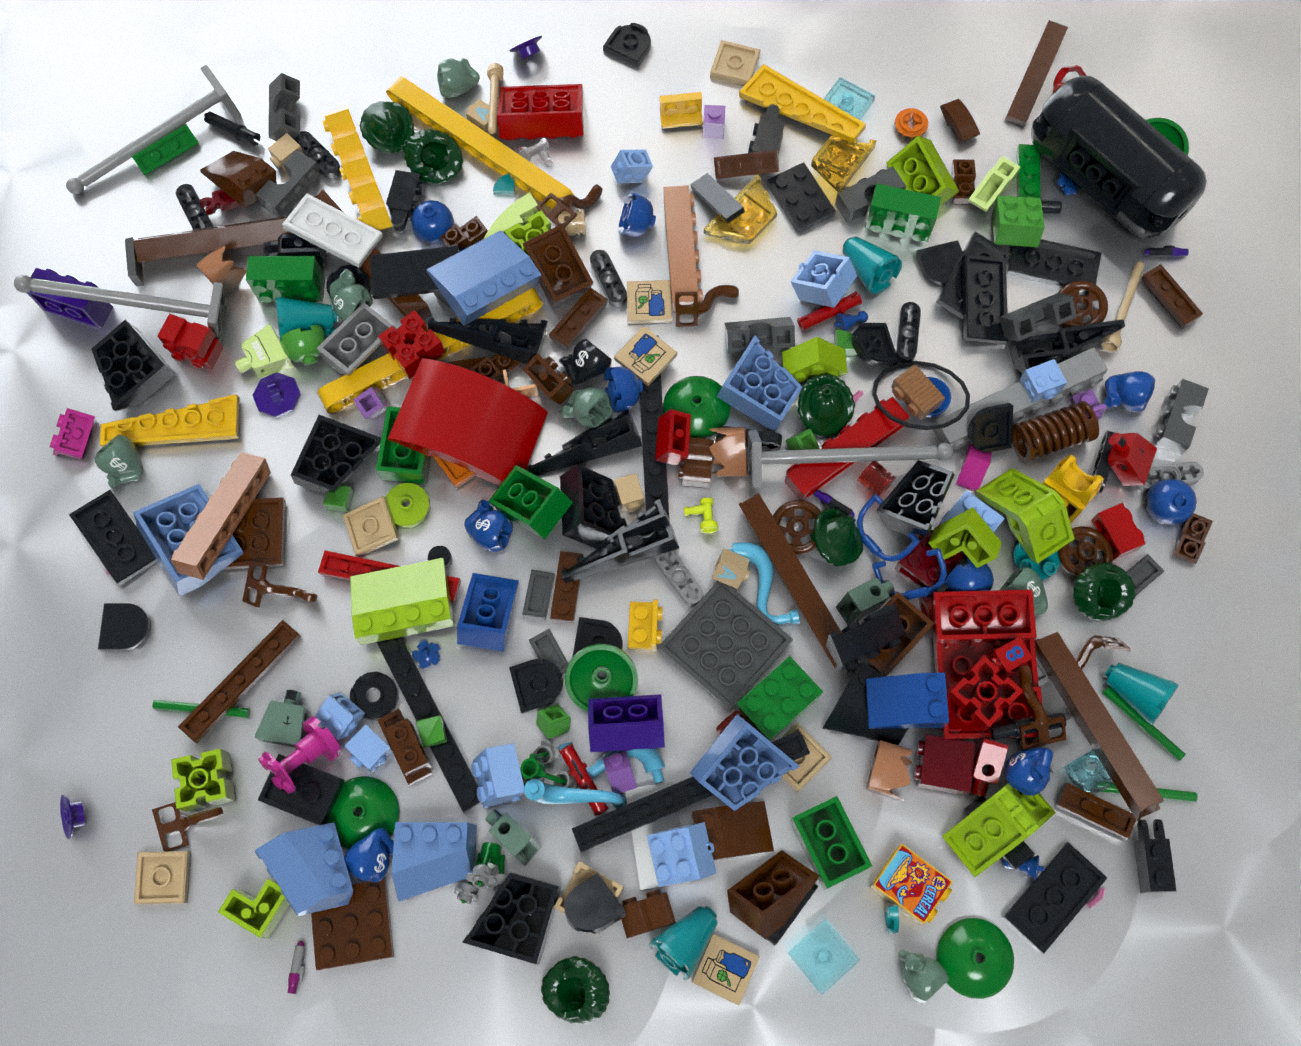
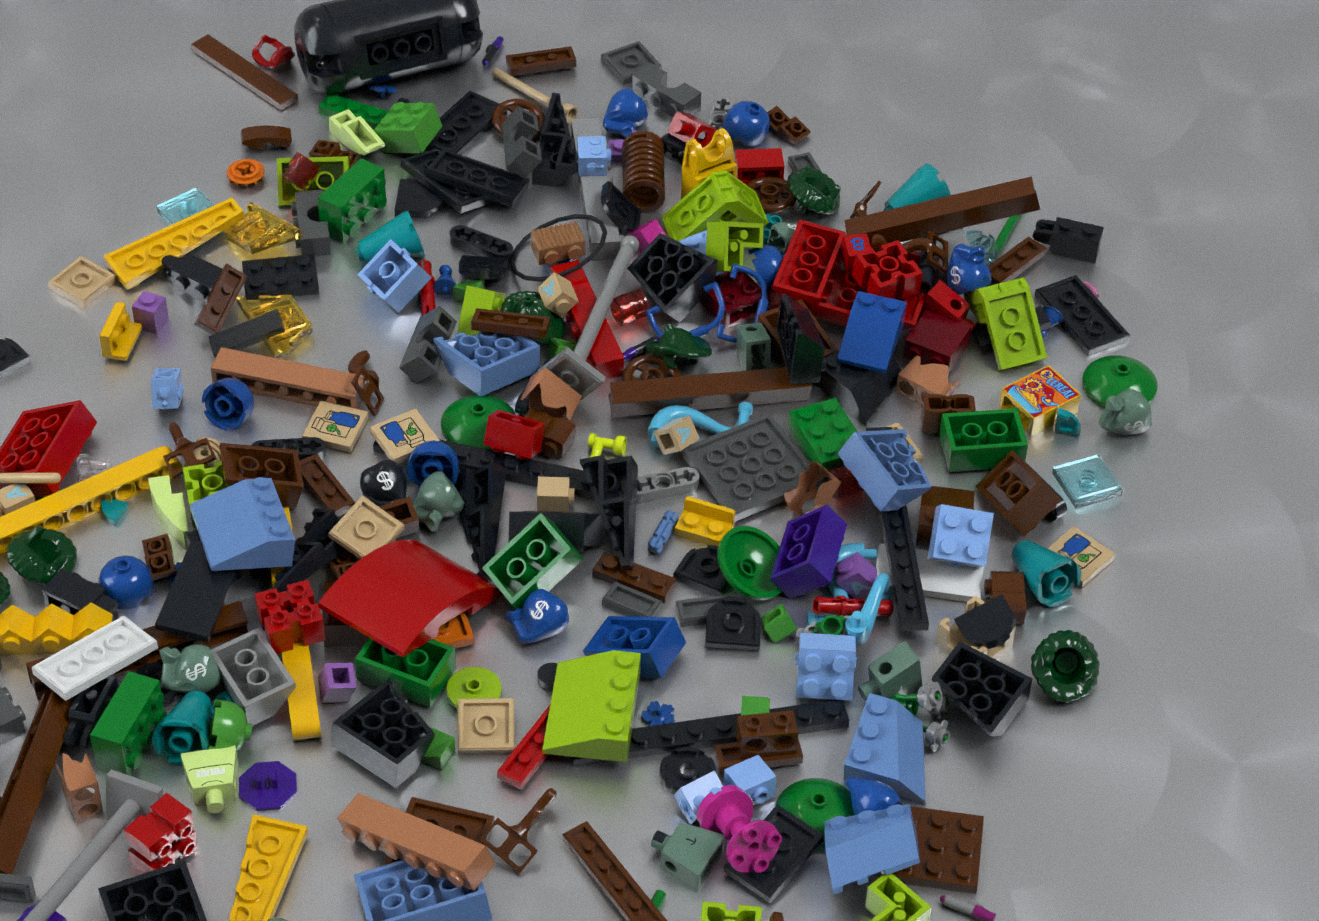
camera: 75 degrees left, 25 degrees down
(521, 364) = (365, 528): none -> tan tile
(624, 593) = (662, 532): none -> medium blue axle
(714, 706) = (825, 492): none -> nougat piece
(794, 388) = (510, 323): none -> reddish brown plate
(849, 793) = (937, 404): none -> reddish brown brick
(851, 414) = (557, 294): none -> tan brick
(910, 159) = (301, 171): none -> clear red piece
(1214, 371) = (628, 61): none -> dark grey tile

